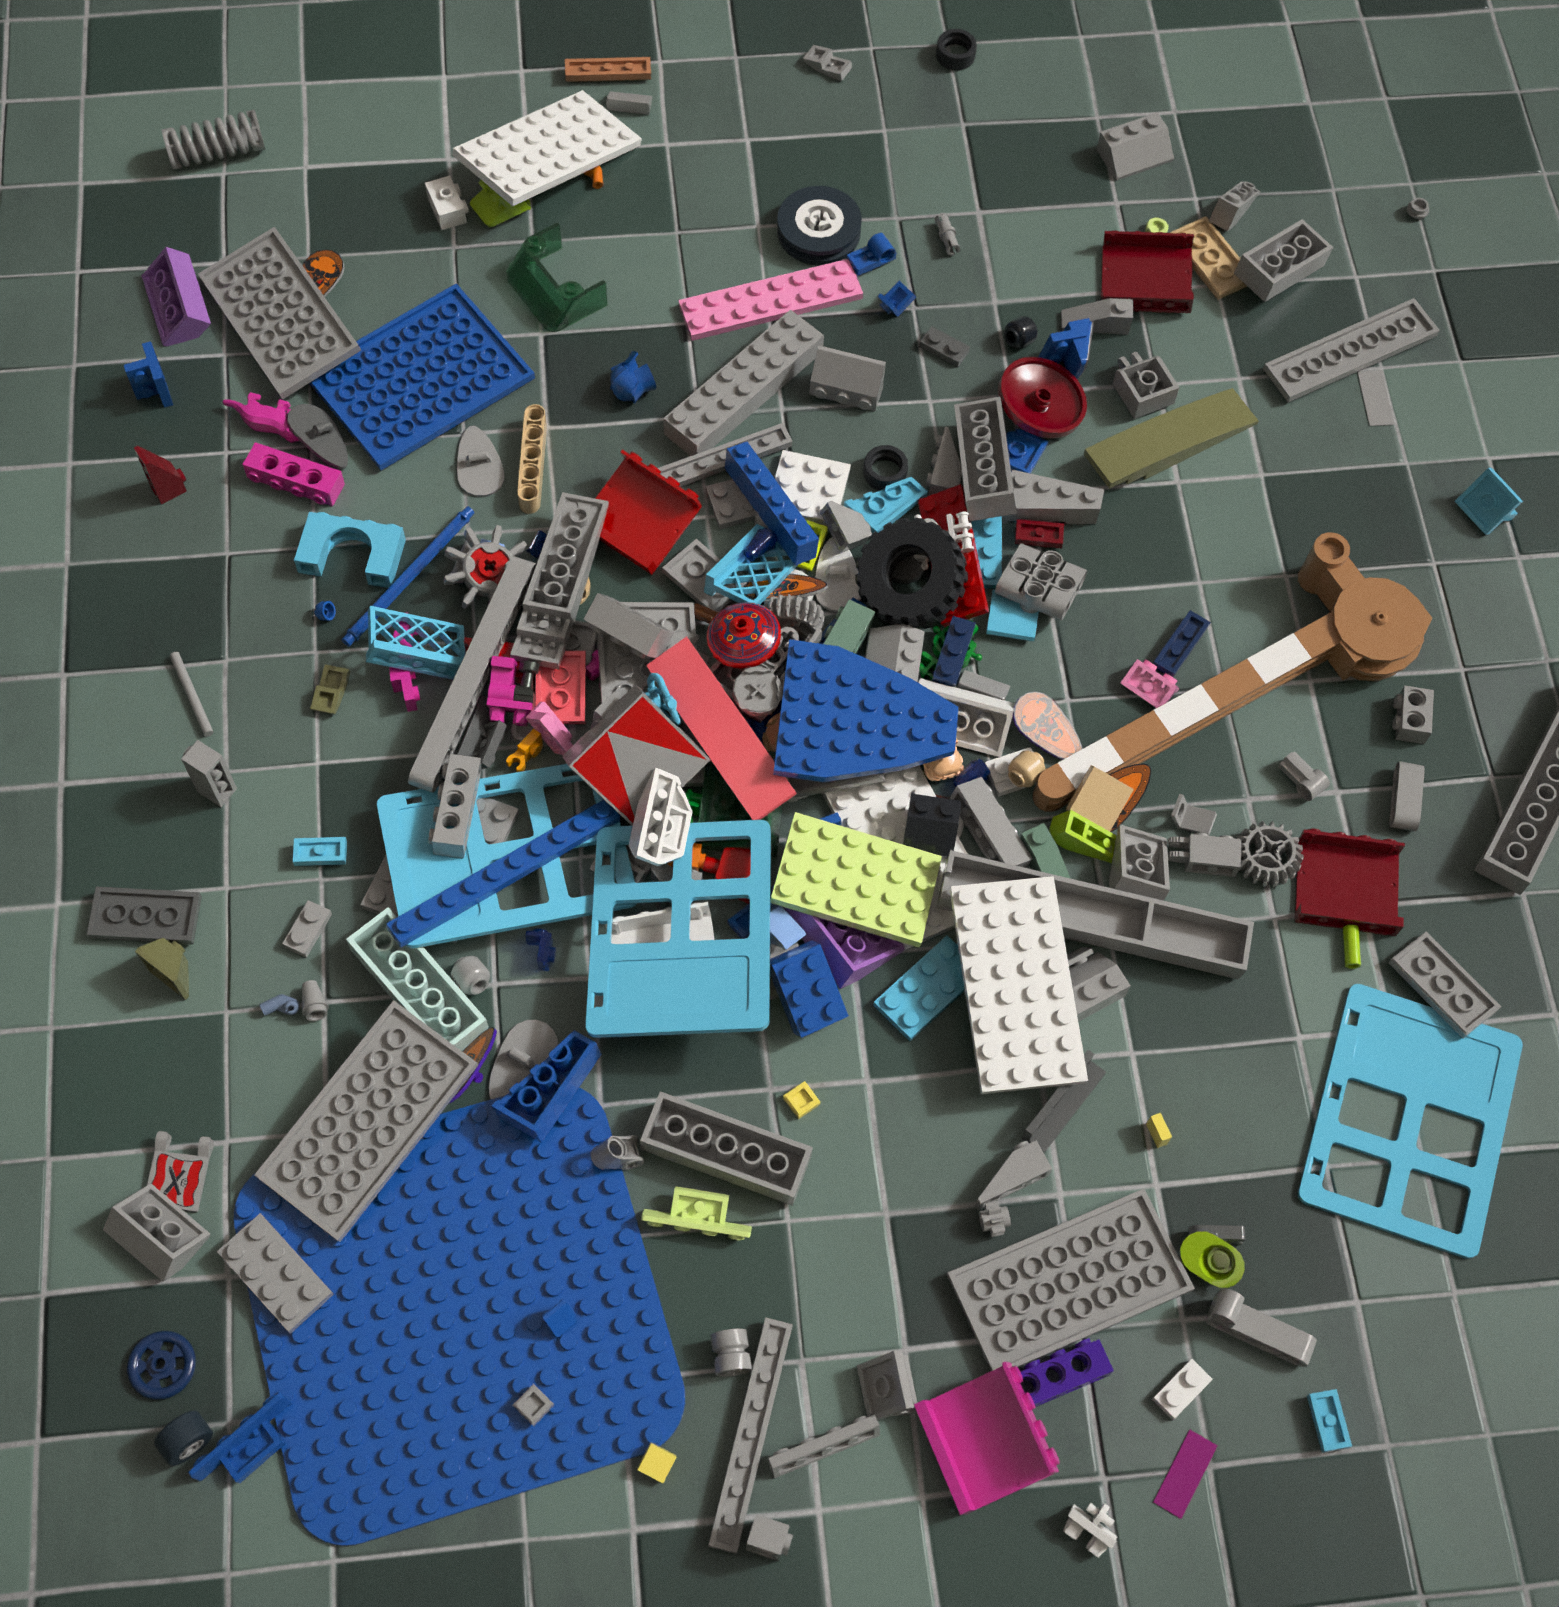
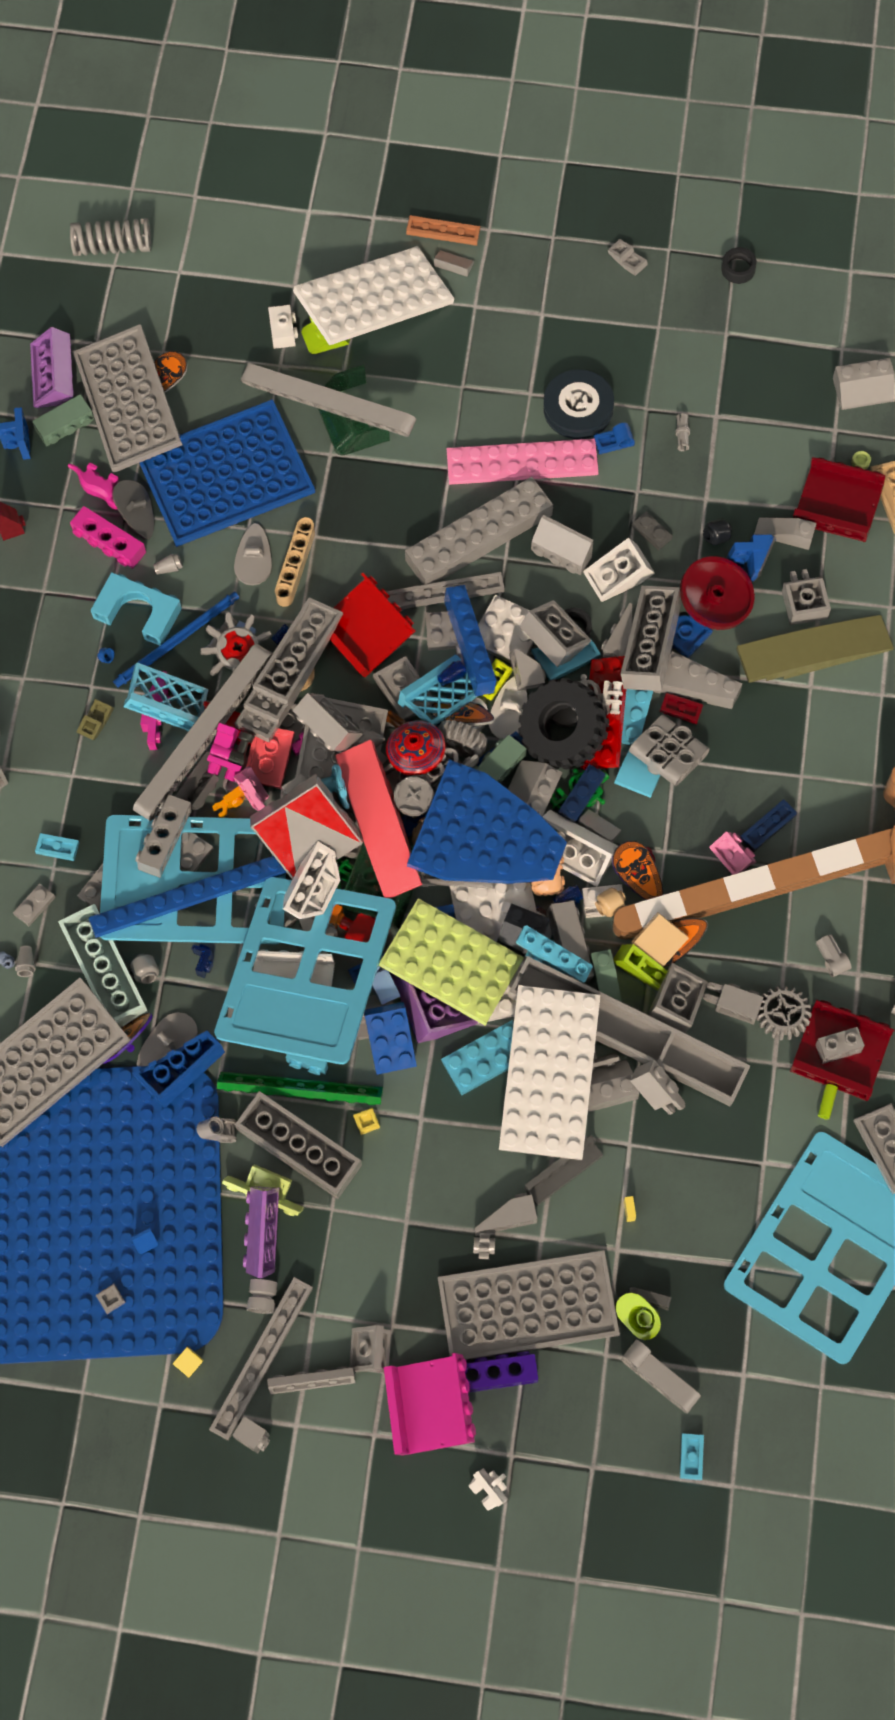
camera: 20 degrees right, 5 degrees up
(204, 352) = (63, 420): none -> sand green brick
(377, 491) = (169, 564): none -> light grey cone
(527, 266) = (328, 400): none -> light grey beam
(596, 175) = (409, 326): orange arm -> none
(630, 381) = (388, 510): blue helmet -> none
(702, 1043) = (315, 1066): none -> medium azure plate
(708, 1077) = (300, 1088): none -> green plate
(710, 1268) = (262, 1231): none -> medium lavender slope
(868, 476) = (554, 633): none -> light grey slope
(896, 299) = (623, 482): blue bracket -> none
(920, 395) = (619, 570): none -> white slope
(978, 842) = (552, 954): none -> medium azure bracket
(1149, 973) = (657, 1087): none -> light grey hinge
(1182, 1389) = (588, 1406): white plate -> none
(1185, 1474) = (572, 1468): magenta sticker -> none
(1192, 818) = (732, 970): light grey bracket -> none
(1347, 876) = (839, 1045): none -> light grey brick

